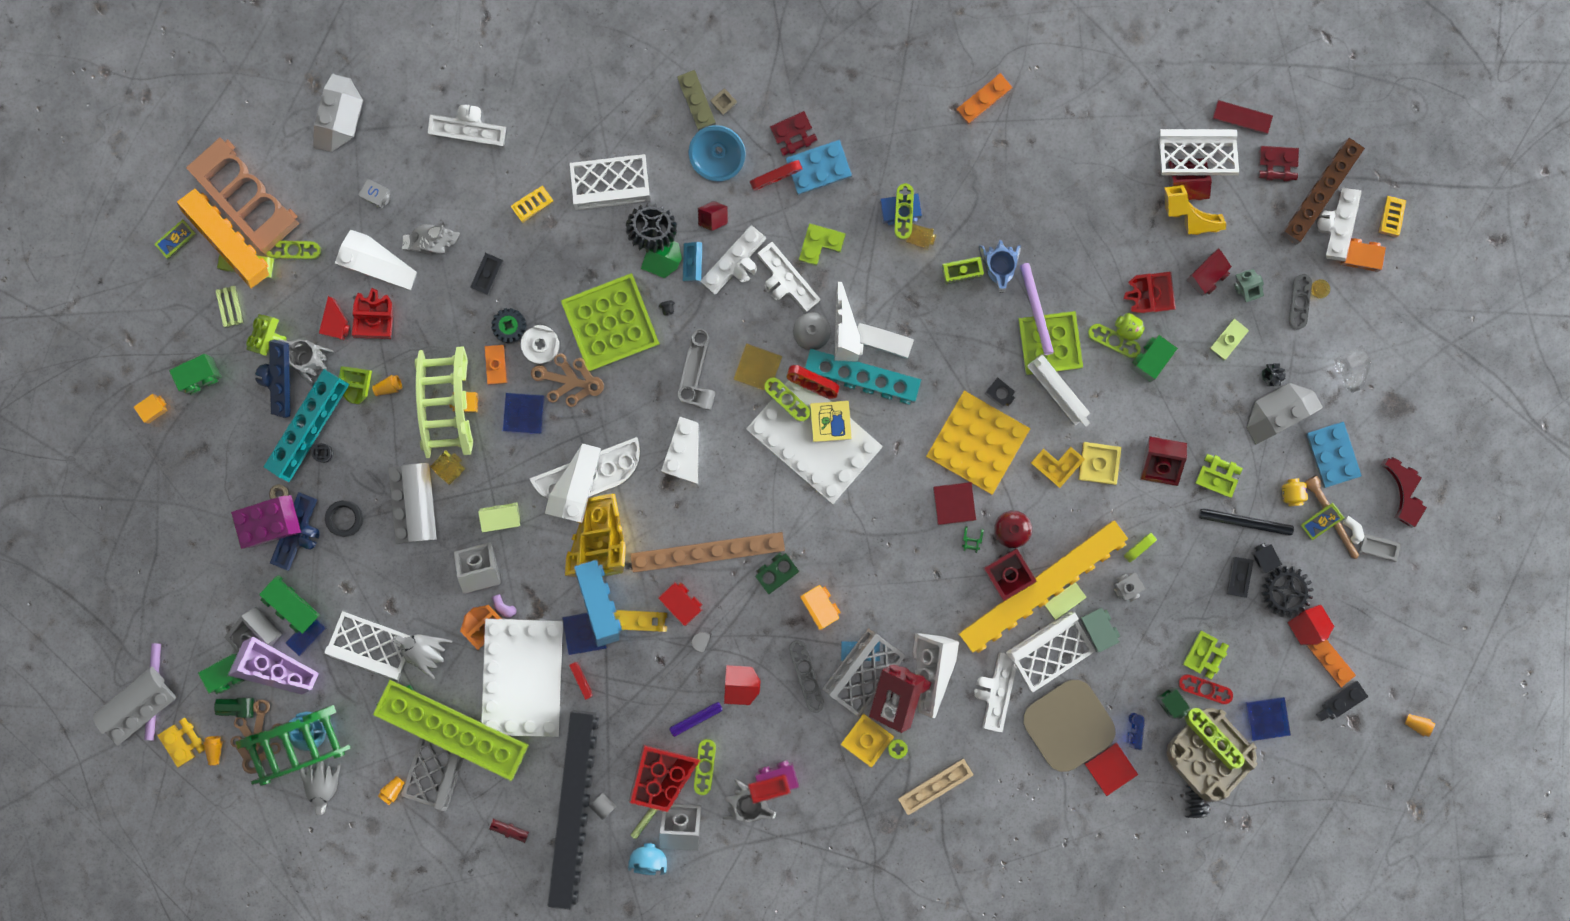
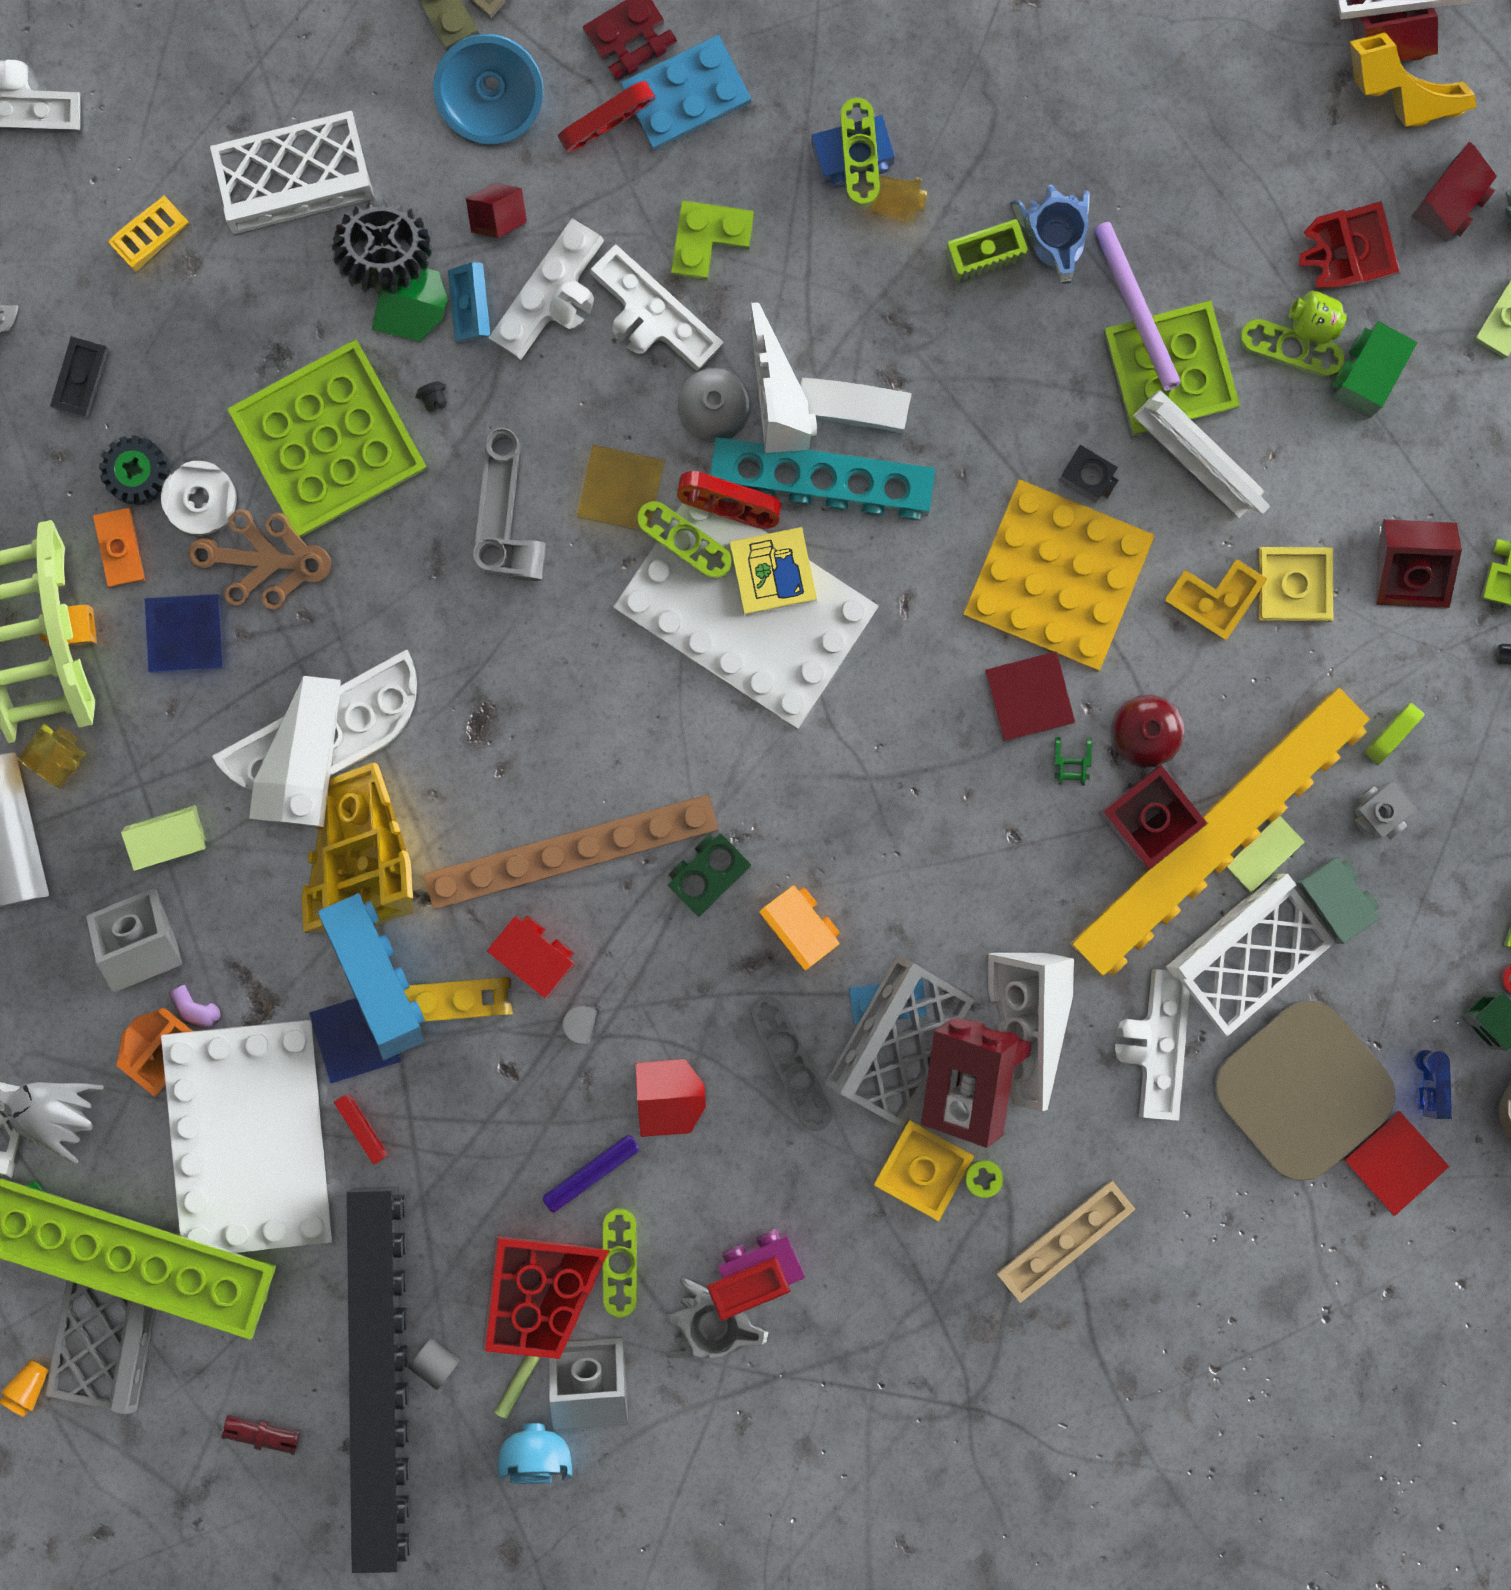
camera: 15 degrees left, 0 degrees up
(683, 452) = (499, 667): white wedge -> none

